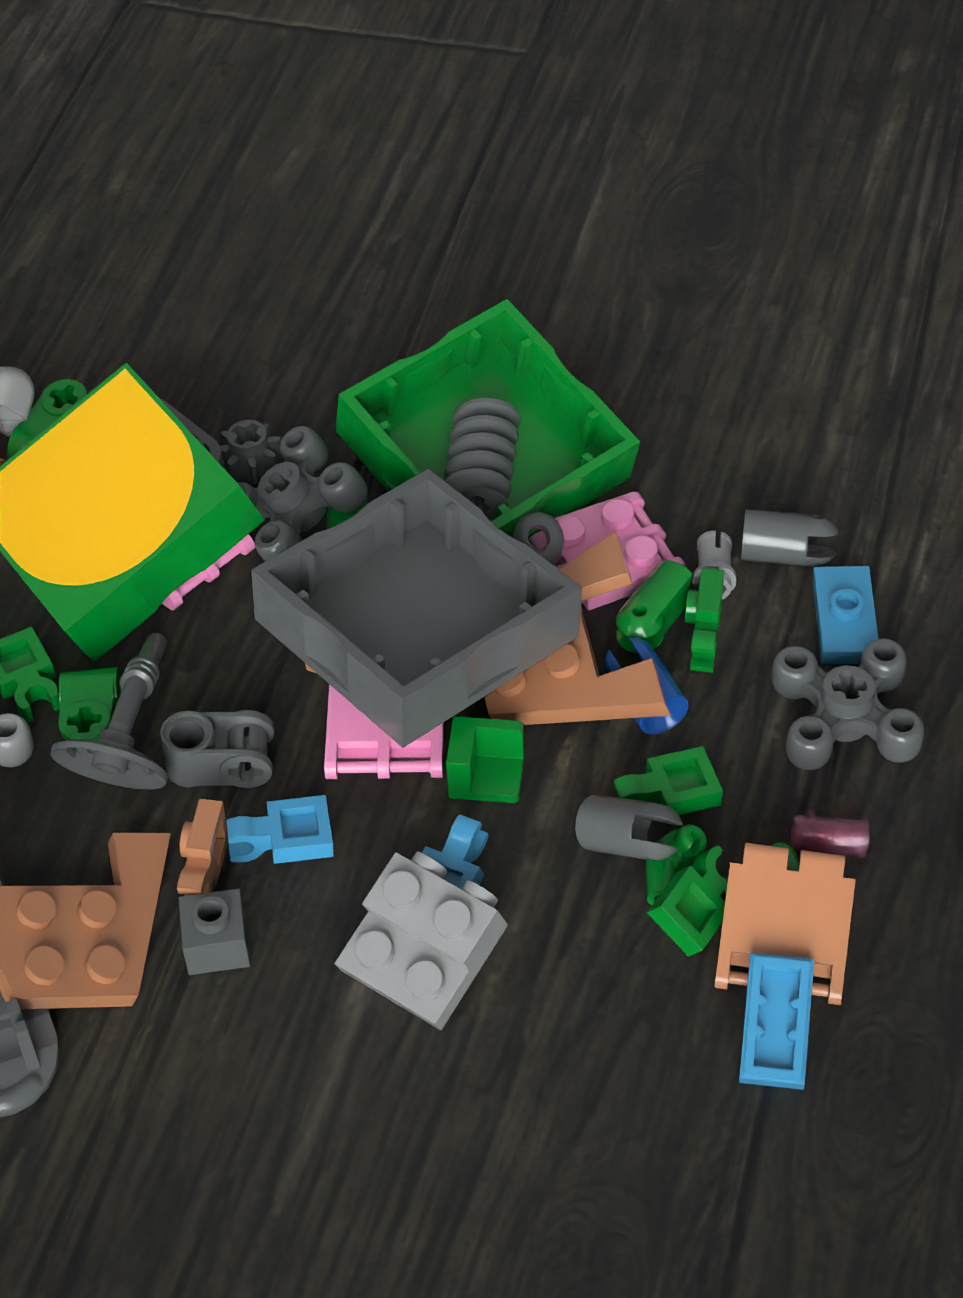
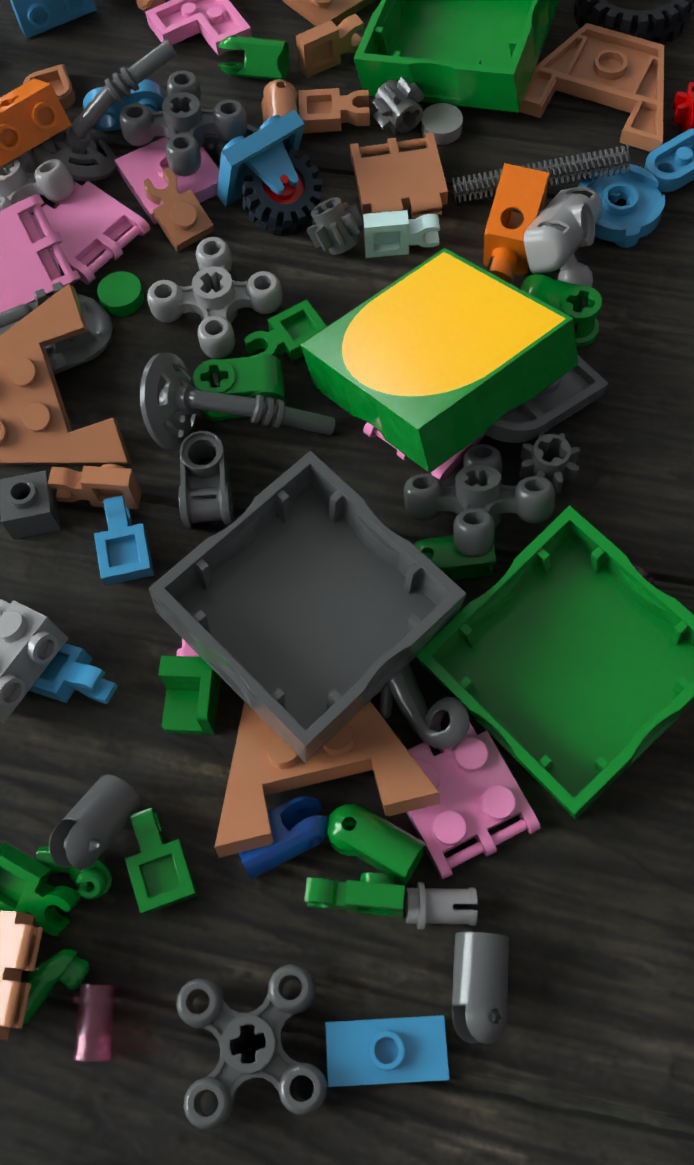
camera: 90 degrees right, 15 degrees up
(483, 452) = (531, 656): dark grey piece -> none

